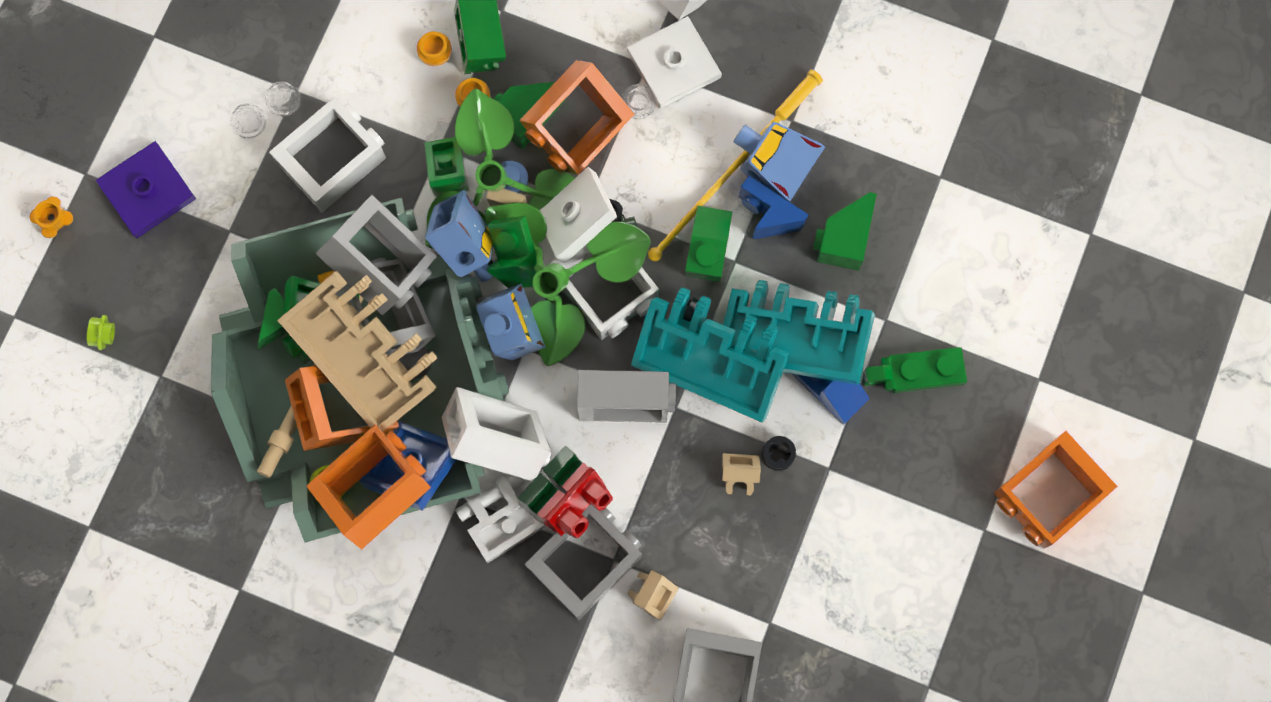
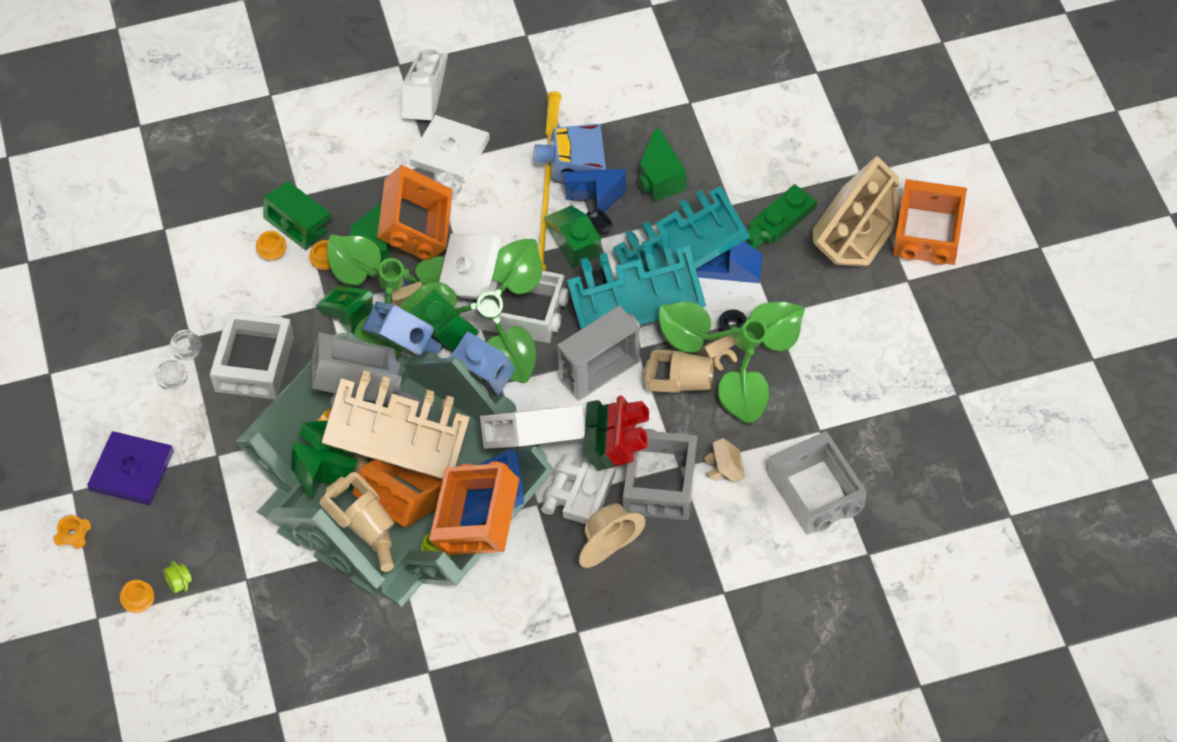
camera: 35 degrees left, 20 degrees down
(55, 324) = (136, 596): none -> light orange plate
(269, 417) = (365, 516): none -> tan piece
(489, 580) = (609, 531): none -> tan piece
(691, 474) = (687, 372): none -> tan piece
(730, 536) = (771, 323): none -> bright green plant
(743, 249) = (600, 221): none -> black plate
(986, 434) = (860, 216): none -> tan wedge

